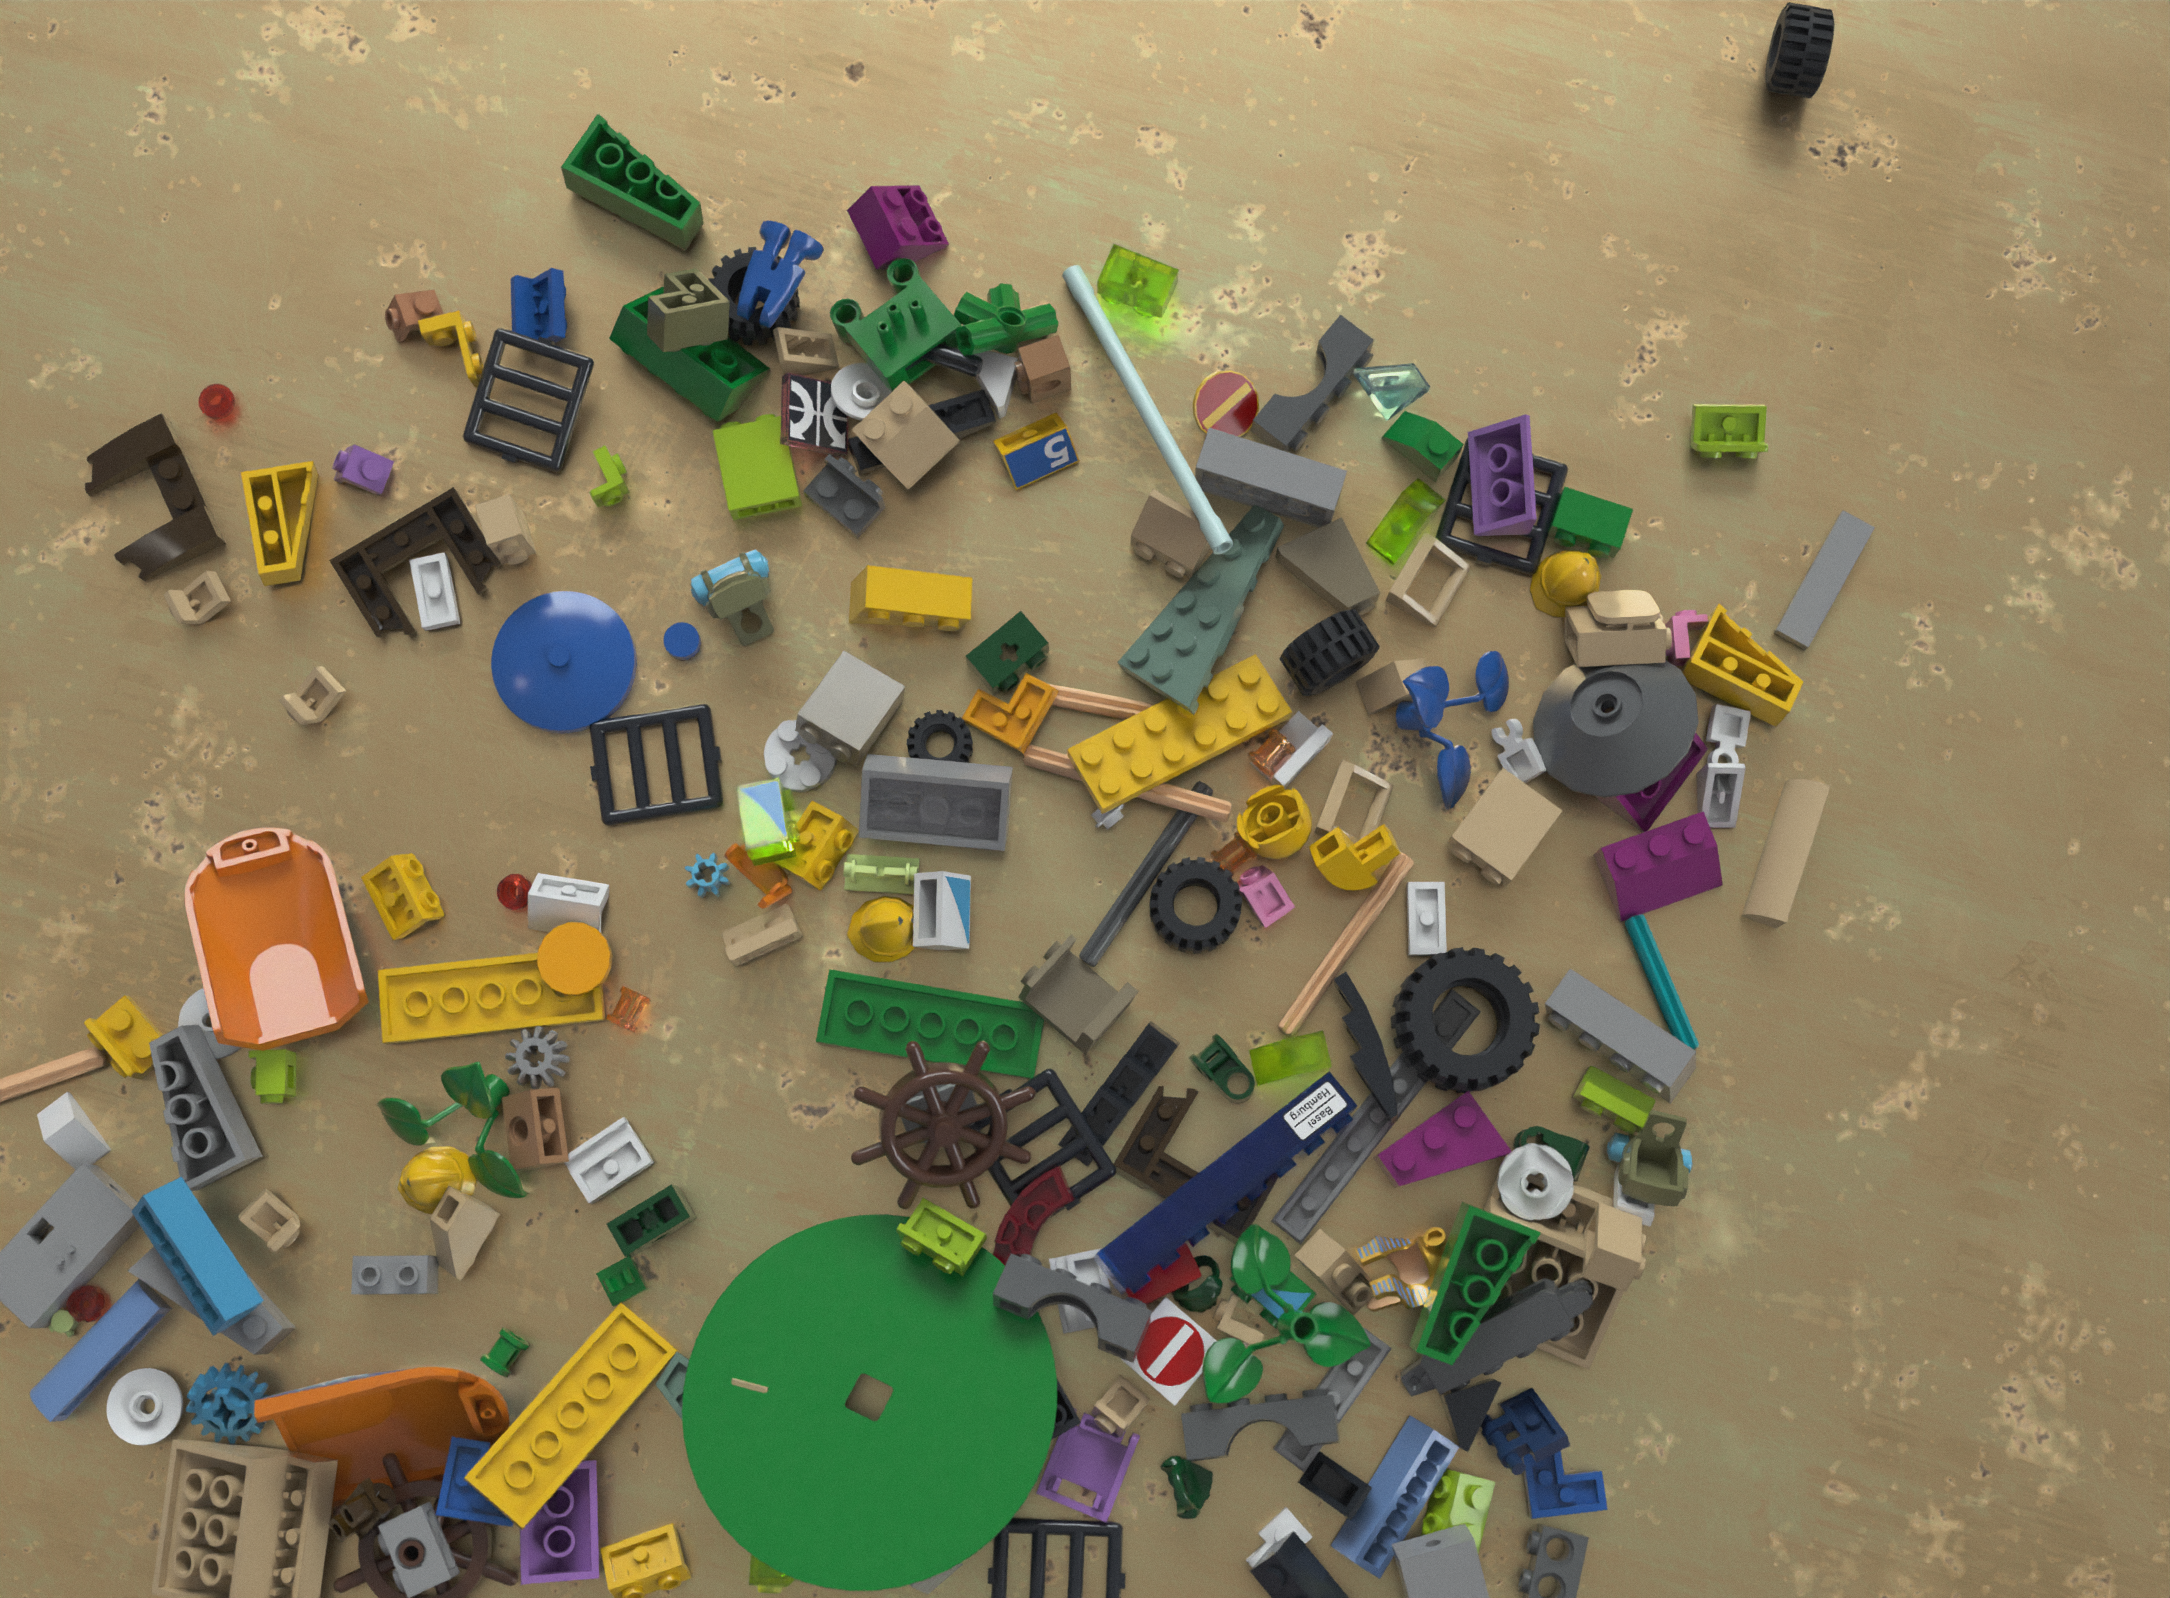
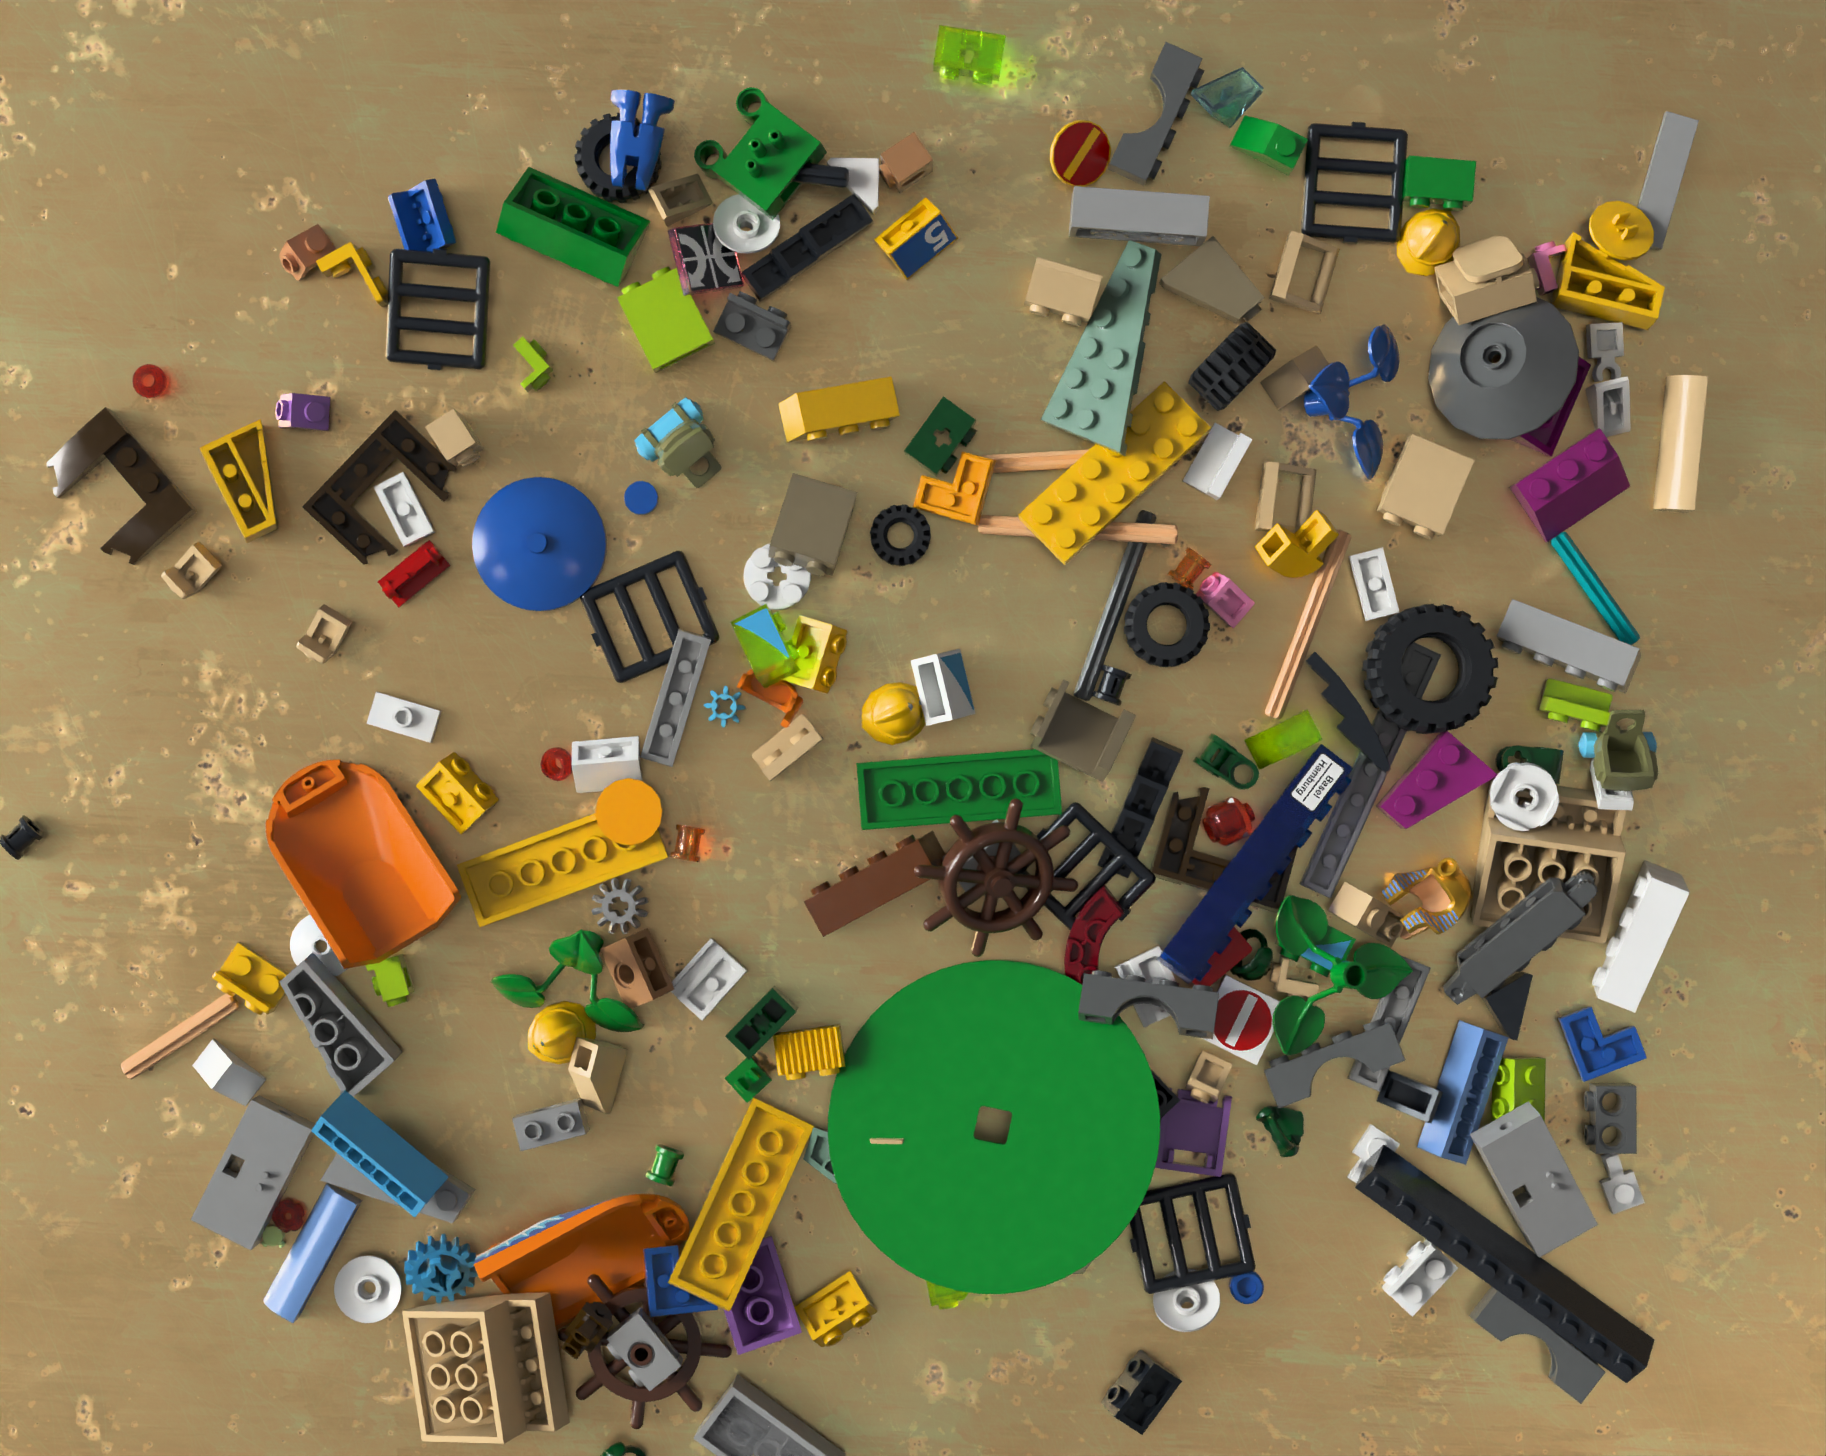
camera: 15 degrees left, 10 degrees up
(271, 1220) = (429, 1105): tan bracket -> none
(371, 804) = (404, 717): none -> white plate
(425, 659) = (413, 573): none -> red hinge
(630, 185) = (473, 79): green wedge -> none
(657, 852) = (675, 697): none -> light grey plate
(687, 312) = (566, 194): olive brick -> none
(695, 1266) = (809, 1051): none -> yellow brick
(809, 1102) = (874, 885): none -> reddish brown wedge
(880, 873) = (878, 665): yellowish green hinge -> none
(896, 224) = (732, 54): magenta slope -> none
(906, 435) = (797, 259): tan slope -> none
(935, 802) = (912, 591): brick -> none
(941, 1236) = (1018, 972): lime bracket -> none
(1000, 321) = (854, 127): green piece -> none
(1109, 818) = (1070, 567): white plate -> none
(1121, 955) = (1111, 685): none -> black bush
(1209, 522) = (1098, 278): light aqua piece -> none
(1210, 1131) = (1228, 821): none -> clear red head
(1271, 752) = (1200, 469): clear orange bush -> none
(1275, 822) = (1220, 532): yellow cylinder -> none
(1405, 520) = (1271, 221): clear neon green slope -> none
(1469, 1279) = (1486, 897): green wedge -> none
(1502, 478) = (1350, 161): medium lavender slope -> none
(1520, 755) = (1425, 417): white plate -> none
(1534, 1425) = (1568, 1003): dark blue plate -> none
(1613, 1247) = (1605, 838): tan brick -> none
(1629, 1371) = (1640, 936): none -> white wedge
(1728, 429) = (1546, 61): lime bracket -> none
(1769, 616) = (1621, 230): none -> yellow piece

